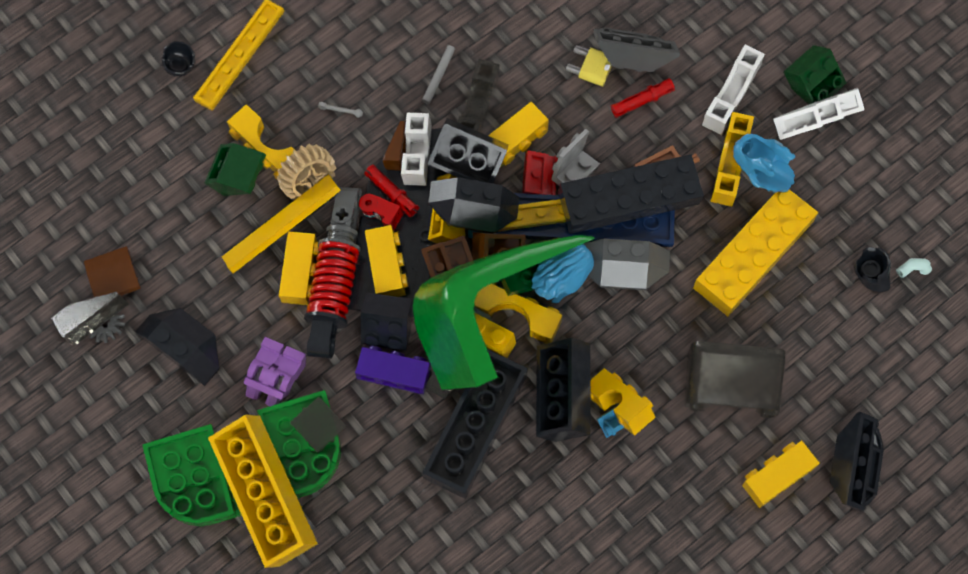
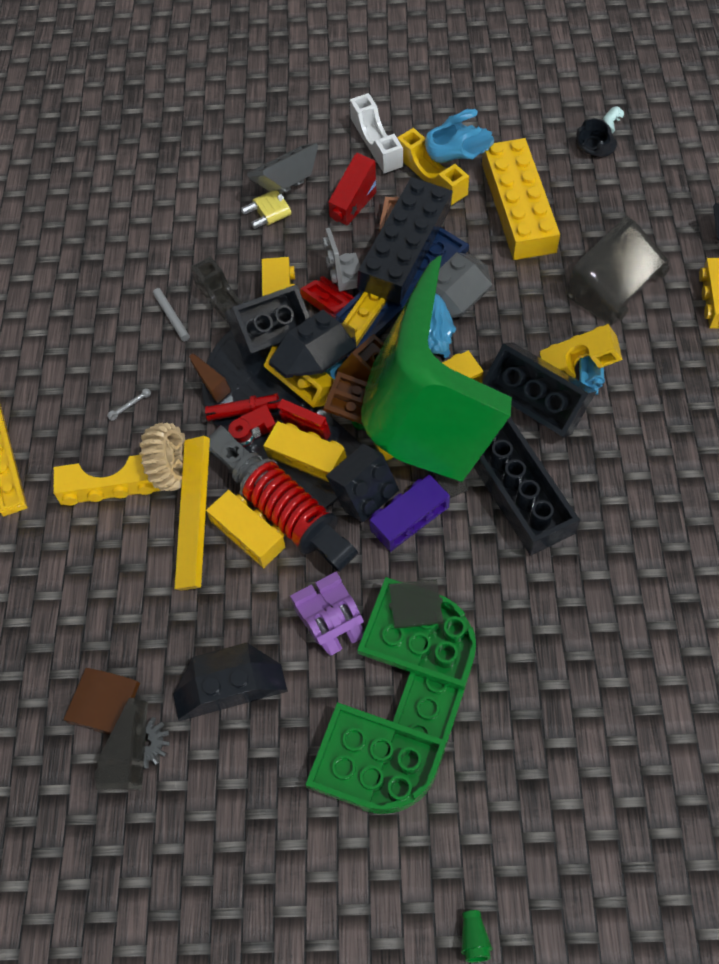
camera: 50 degrees left, 10 degrees down
(235, 169) = (106, 516): dark green slope -> none
(262, 491) = (449, 693): yellow brick -> none
(408, 235) = (304, 419): none -> red plate
(415, 160) = (236, 369): white arch -> none
(648, 95) = (327, 186): red pin -> none
(655, 117) = (353, 190): none -> red slope
(815, 75) = (410, 84): dark green slope -> none
(818, 114) = (442, 97): white slope -> none

